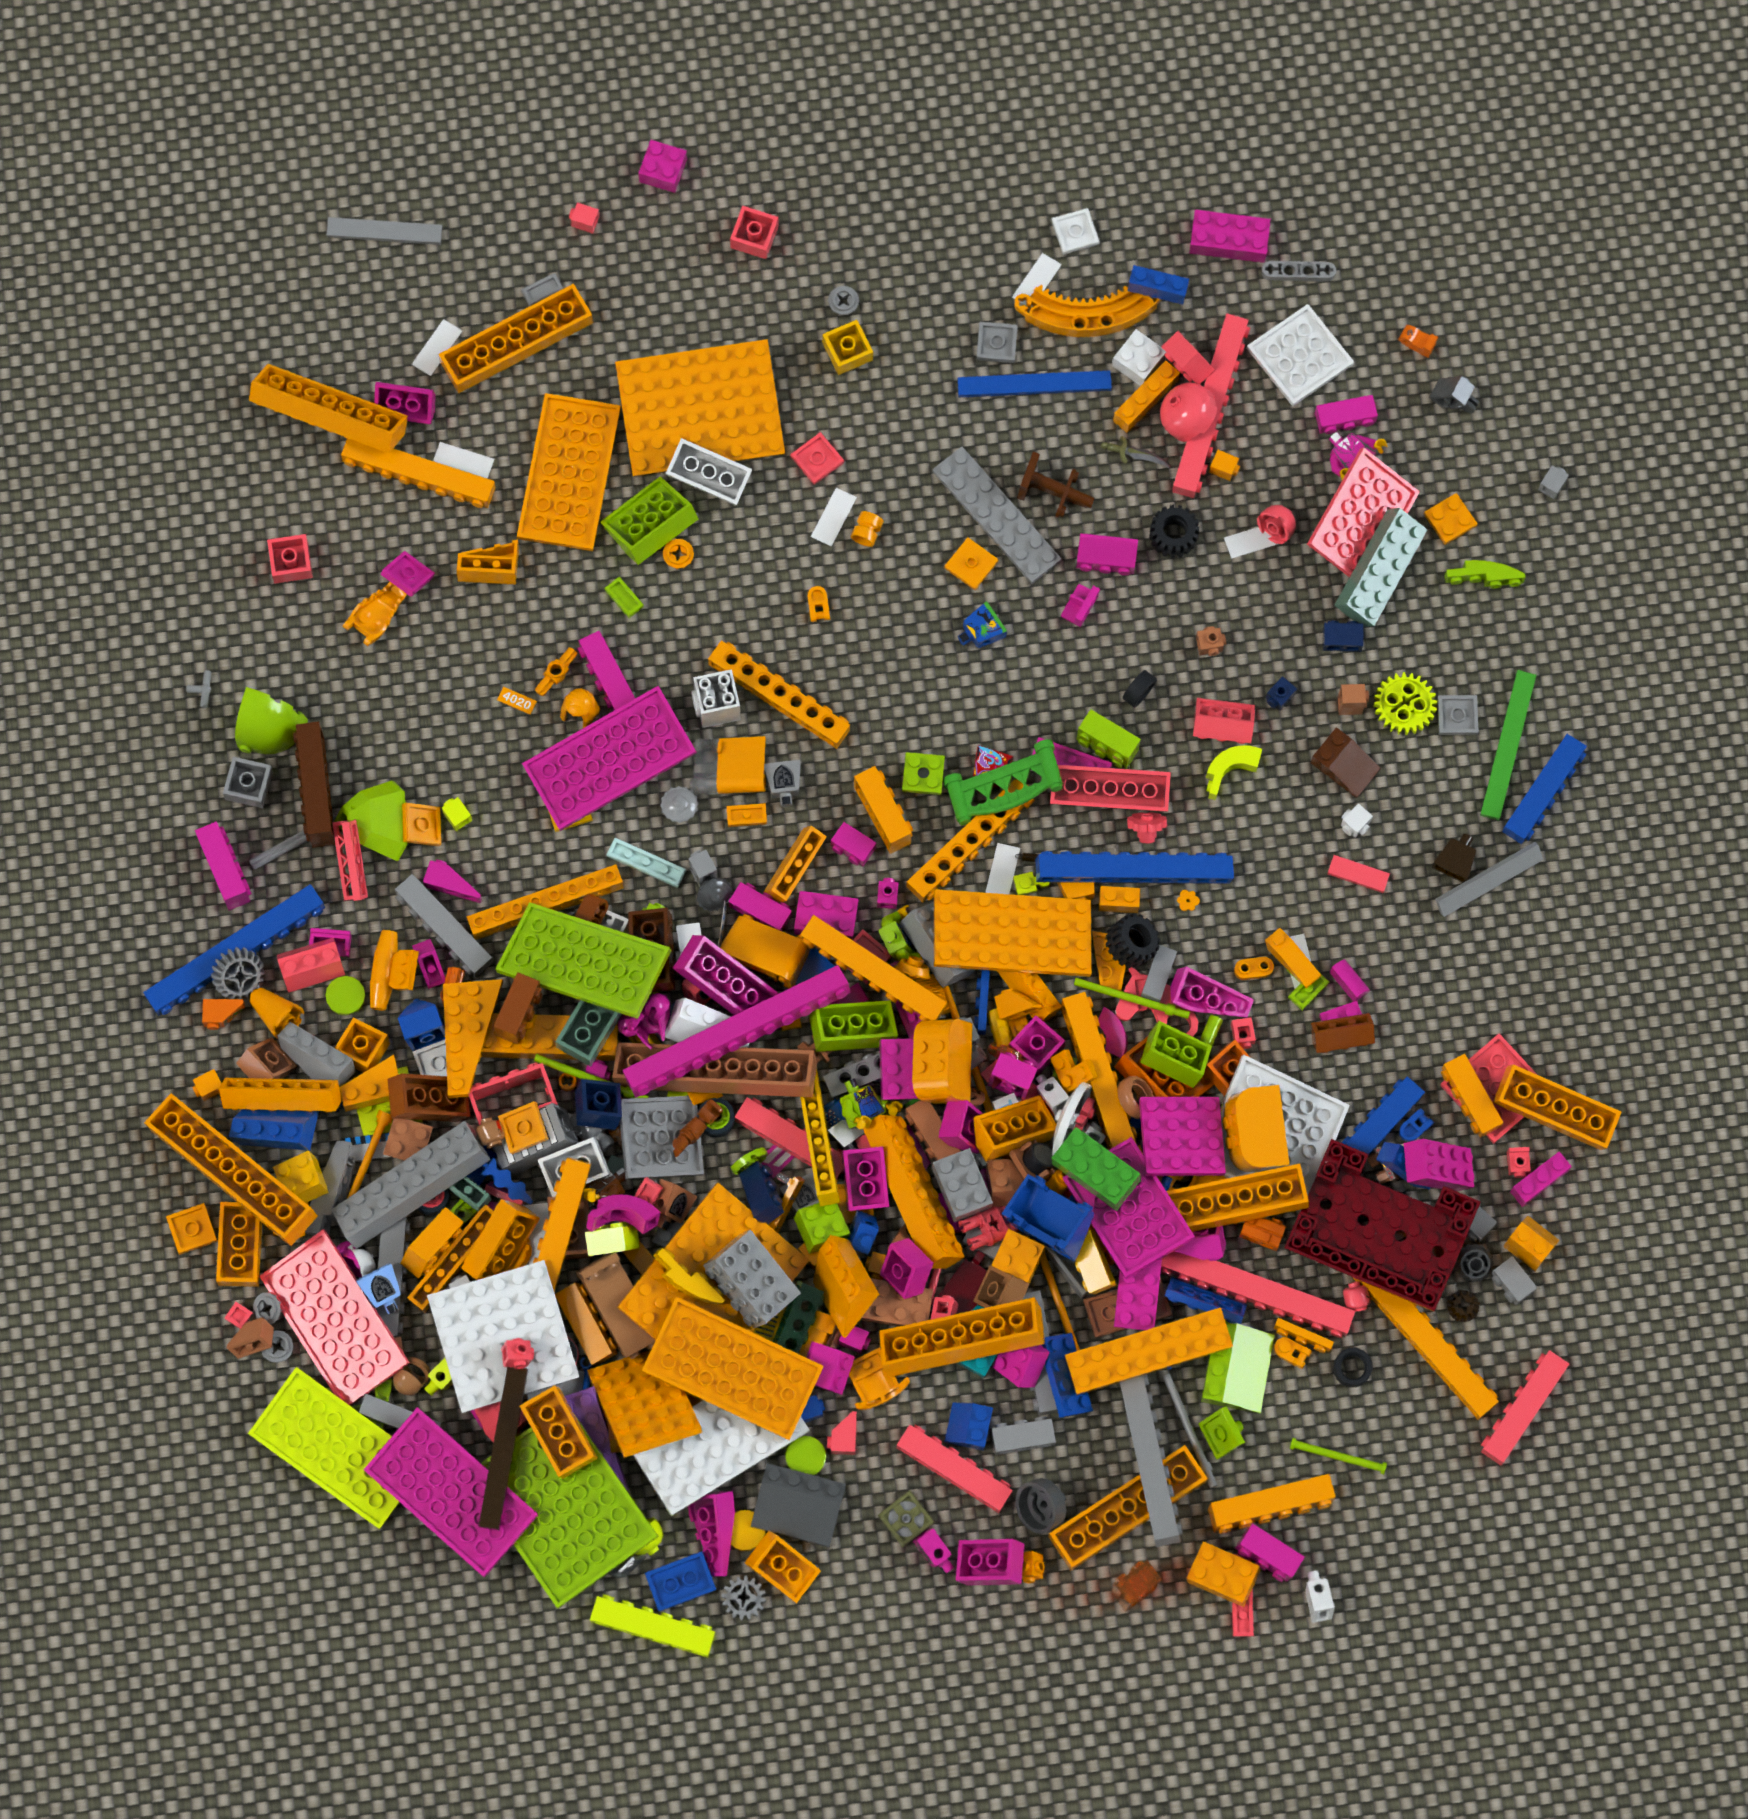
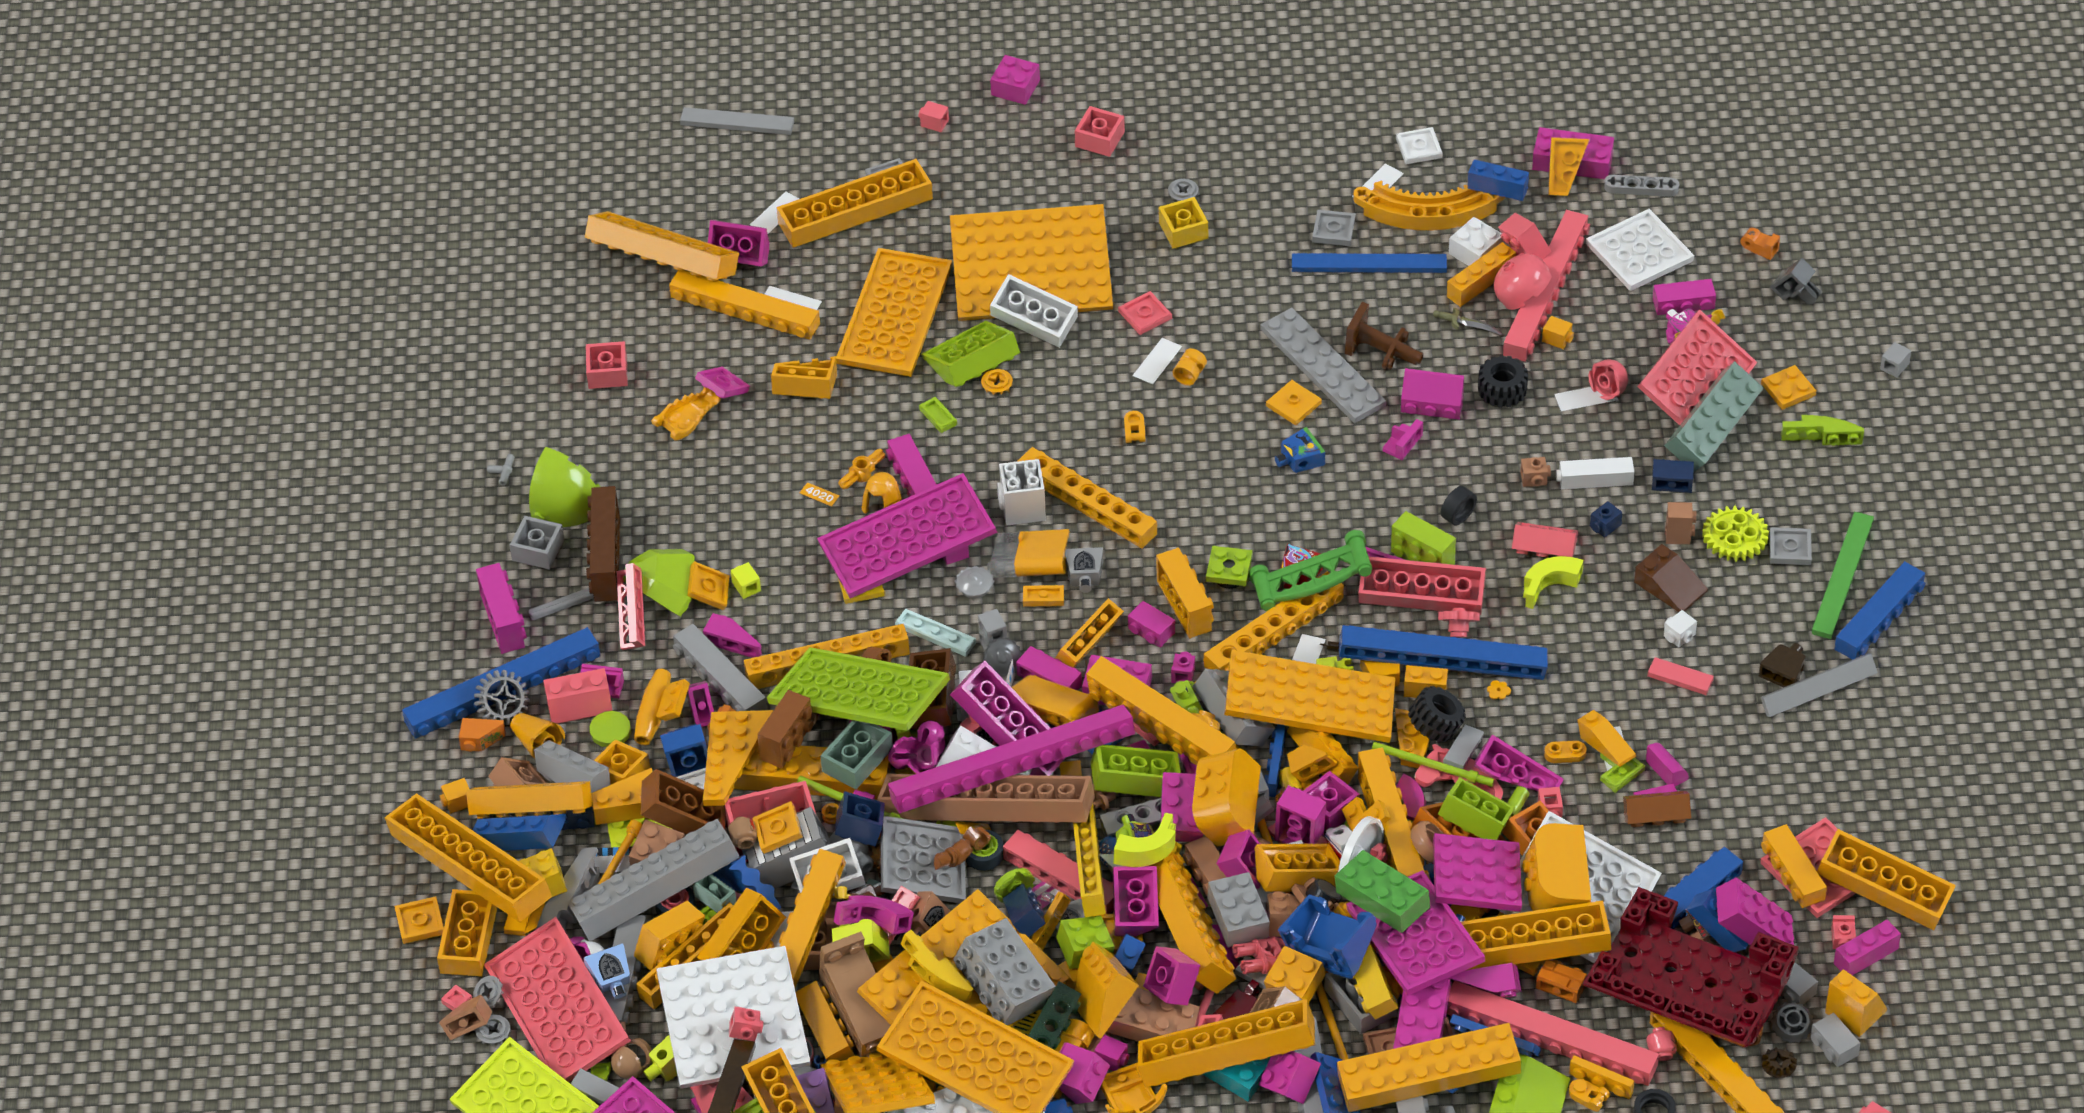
camera: 10 degrees right, 25 degrees down
(871, 1135) = (1146, 850): none -> neon yellow arch
(1222, 256) = (1564, 163): none -> light orange wing
(1268, 638) = (1595, 473): none -> white brick

